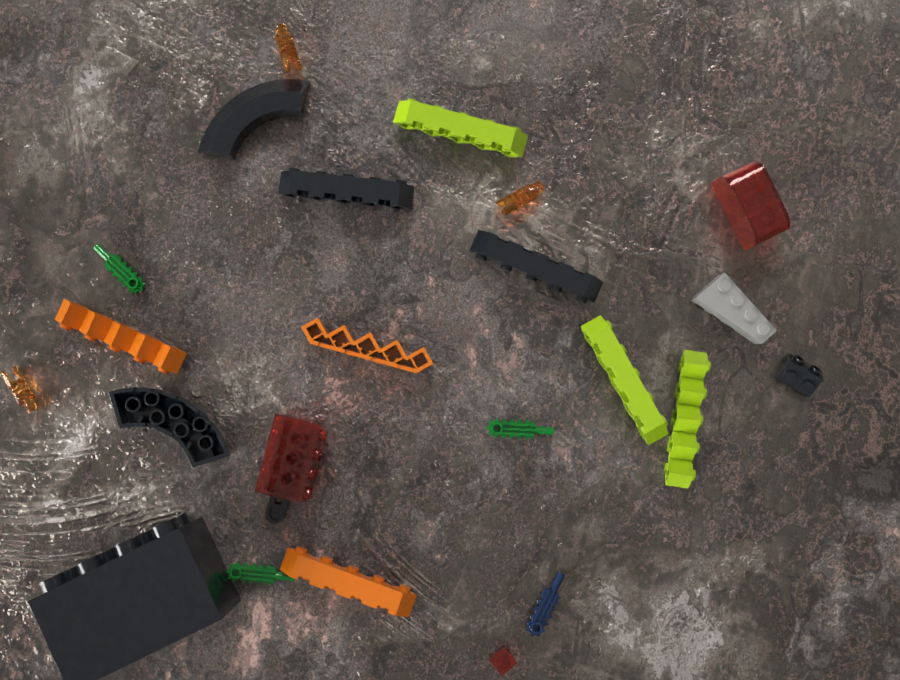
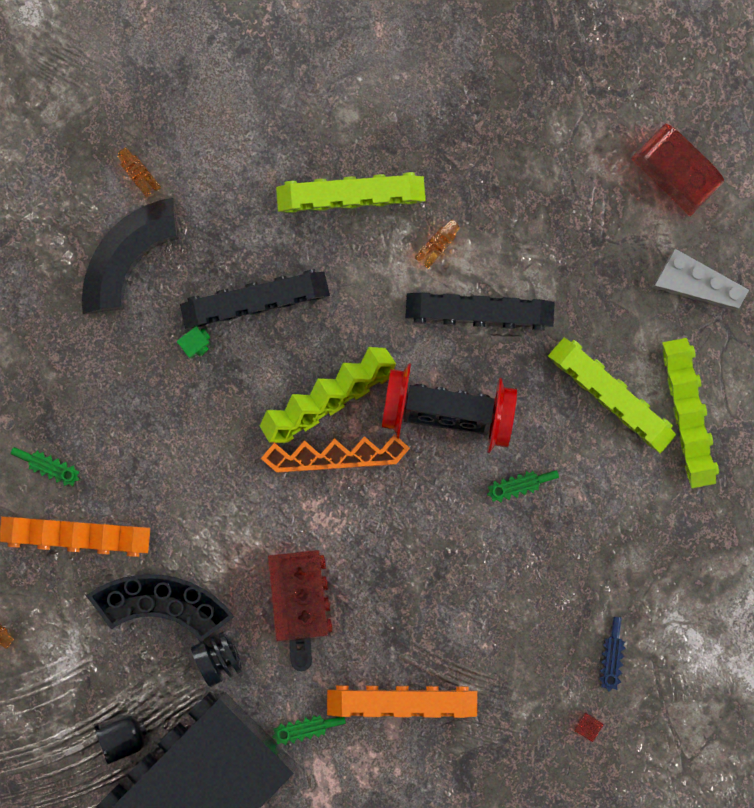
camera: 25 degrees left, 0 degrees up
(93, 525) = (120, 737): none -> black cylinder
(201, 487) = (216, 659): none -> black wheel
(282, 208) = (195, 342): none -> green brick
(379, 294) = (328, 396): none -> lime brick
(478, 341) = (450, 409): none -> brick

